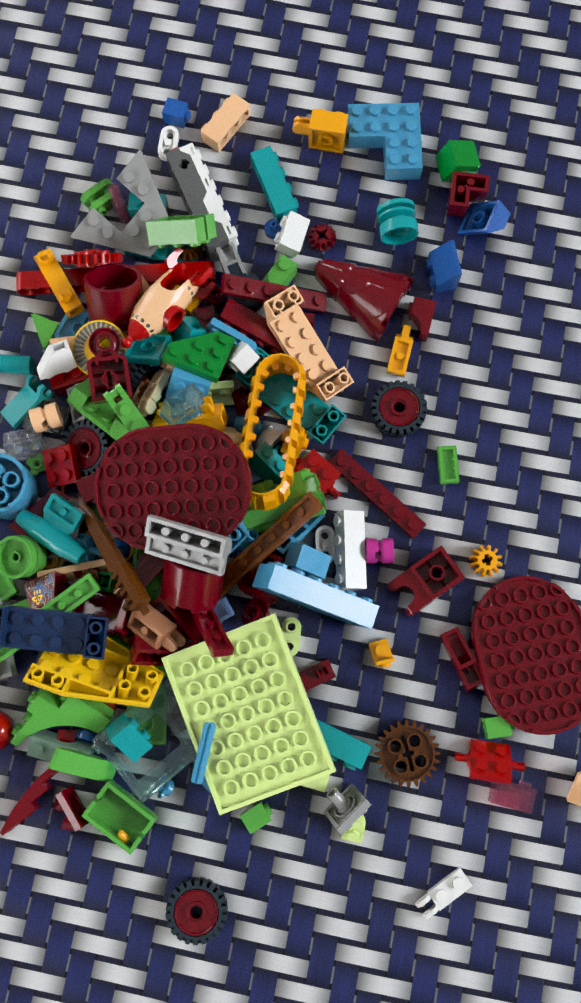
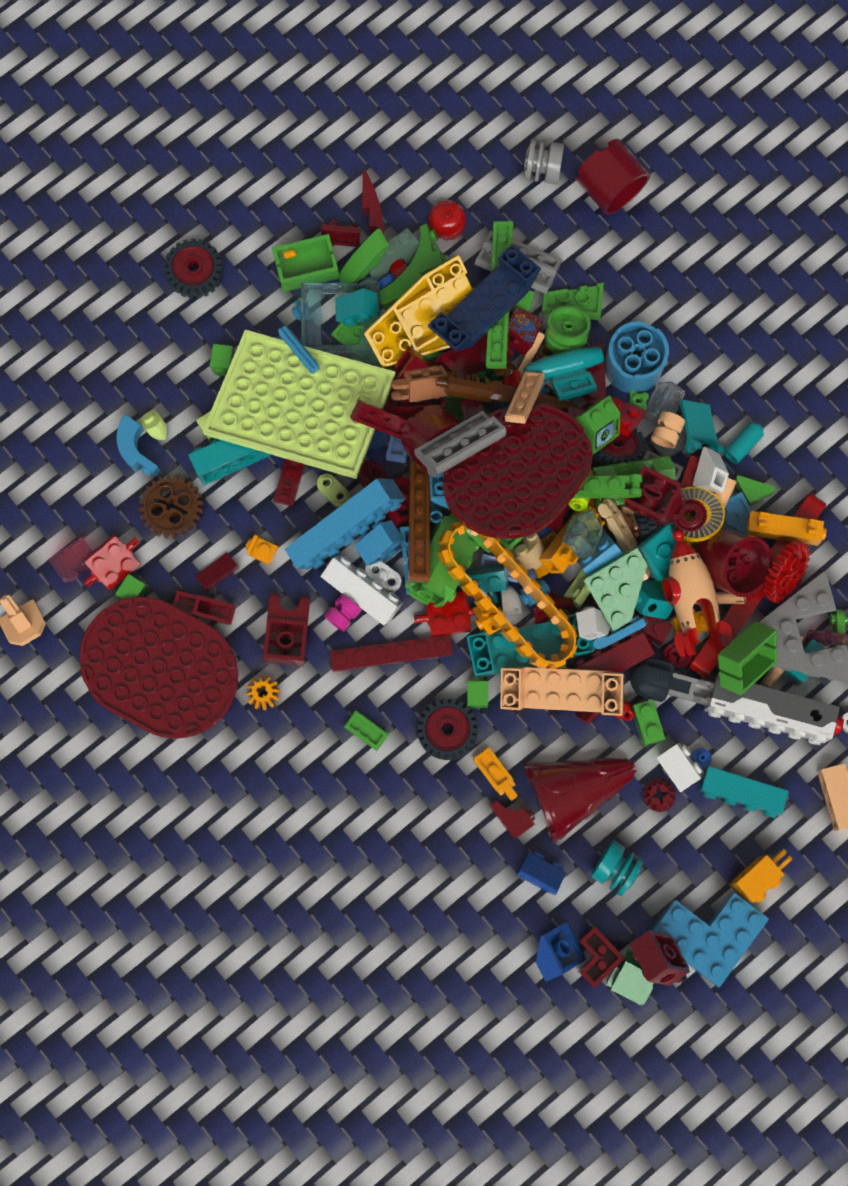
camera: 130 degrees right, 0 degrees up
(78, 468) = (600, 423): none -> bright green slope
(95, 561) = (514, 379): none -> red plate
(106, 533) = (524, 397): none -> light nougat tile
(263, 291) = (632, 699): dark red plate -> none
(345, 807) = (172, 426): light grey plate -> none
(356, 407) = (477, 693): none -> bright green brick
(387, 834) = (127, 441): none -> dark azure arch
(426, 674) = (217, 572): none -> dark red slope
(438, 141) = (660, 958): none -> dark red brick
(444, 892) = (51, 454): white hinge -> none

